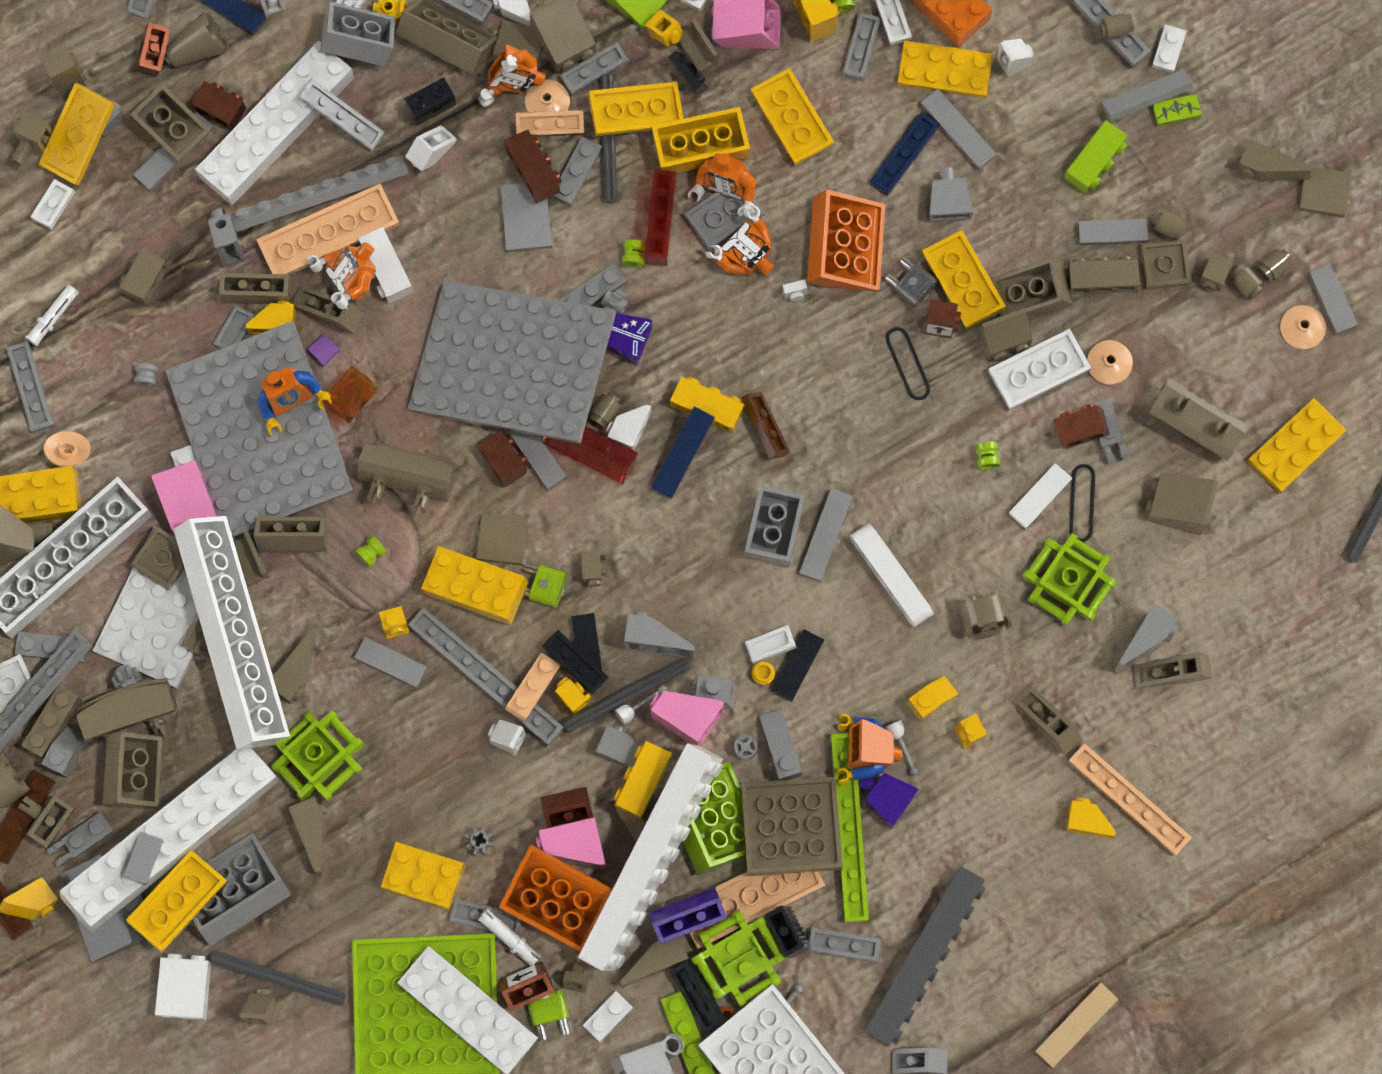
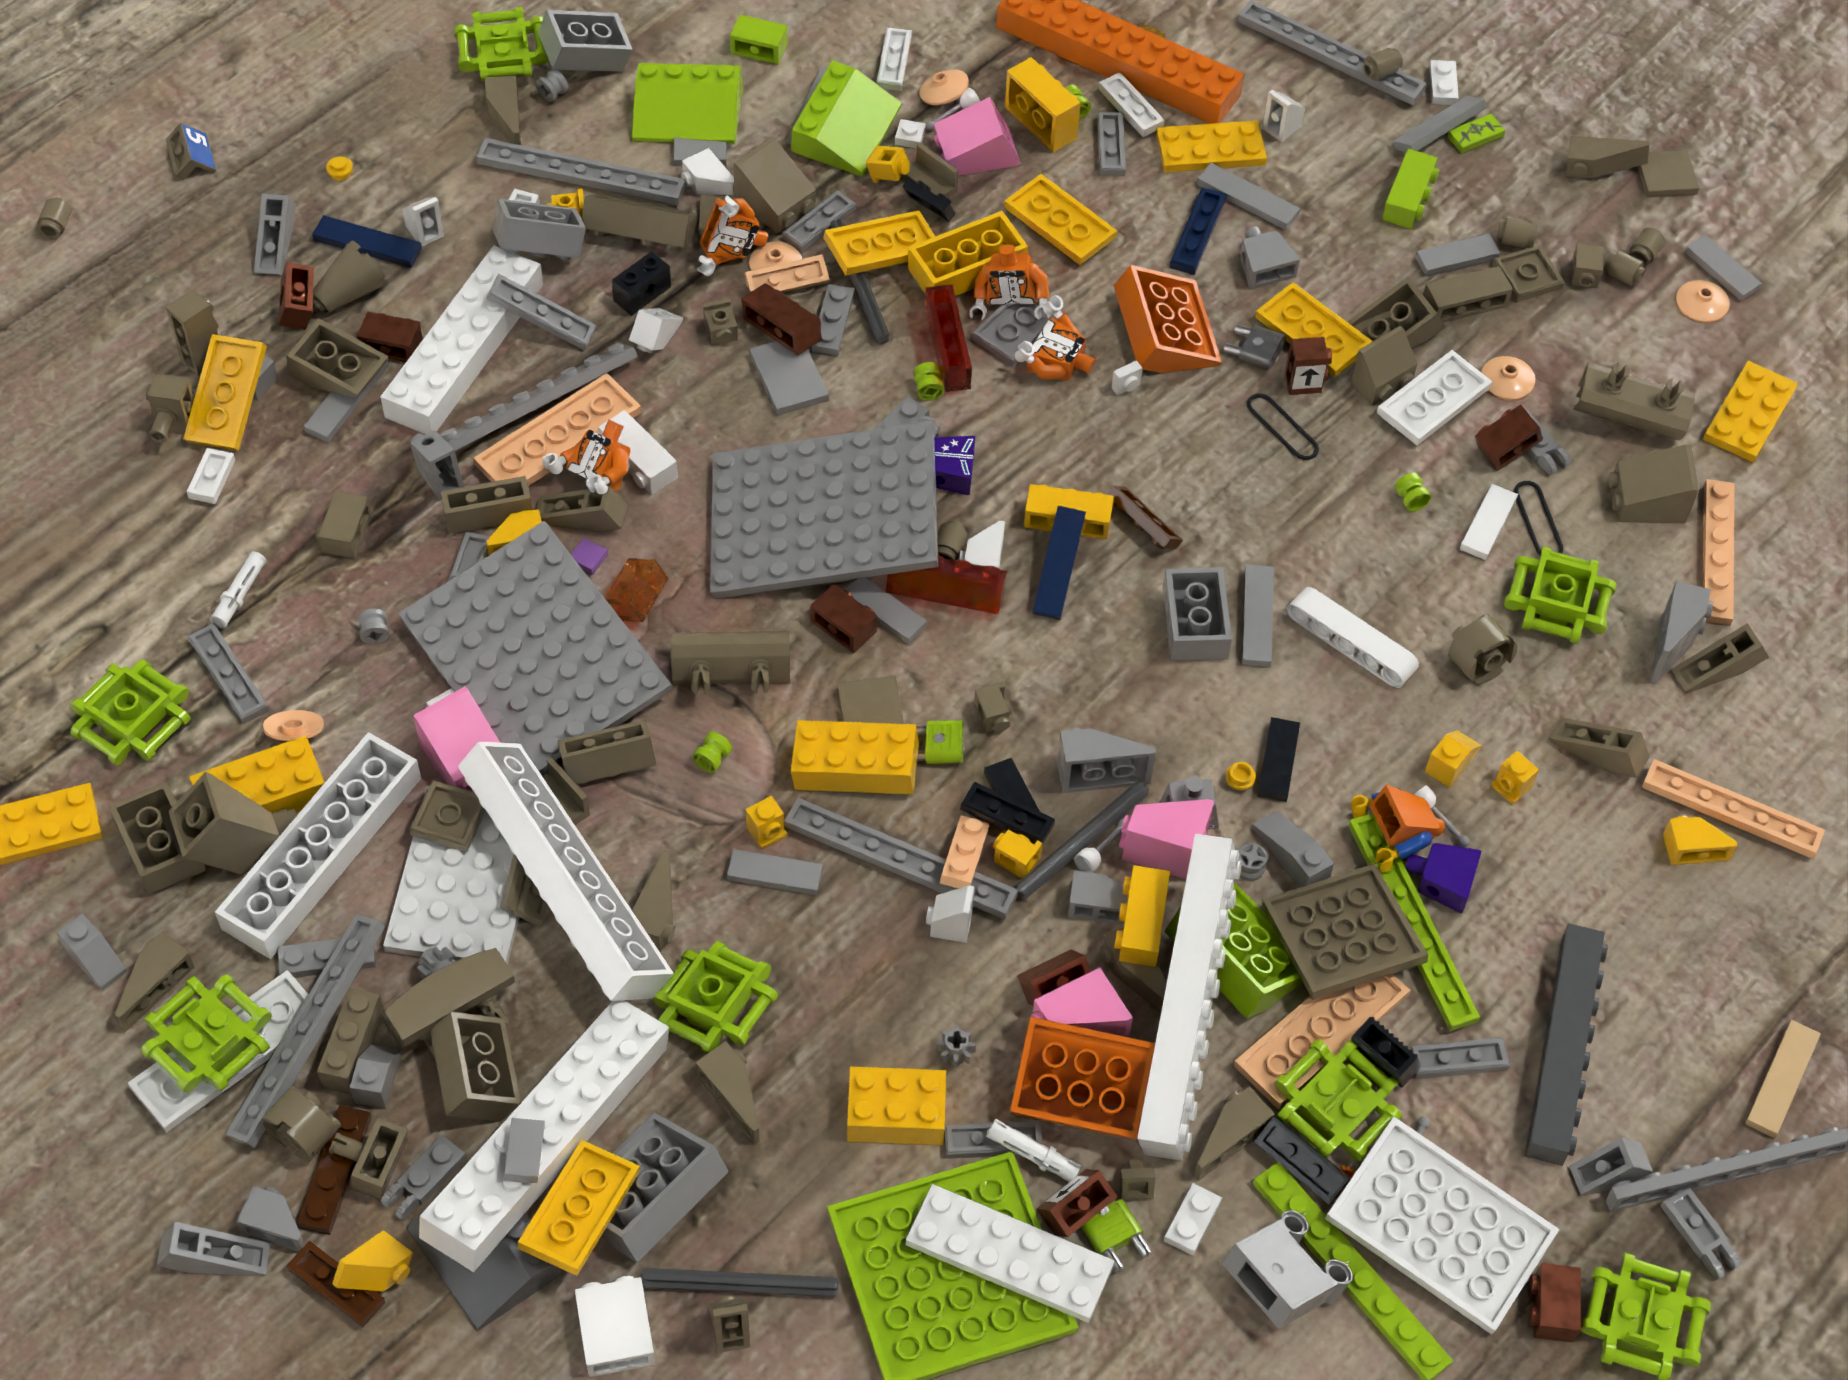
camera: 20 degrees left, 20 degrees down
(285, 391) = (559, 586): torso -> none
(484, 146) = (720, 321): none -> dark tan brick
(687, 915) = (1256, 1059): dark purple brick -> none
(770, 644) = (1238, 742): white tile -> none
(1214, 570) = (1719, 549): none -> light nougat plate

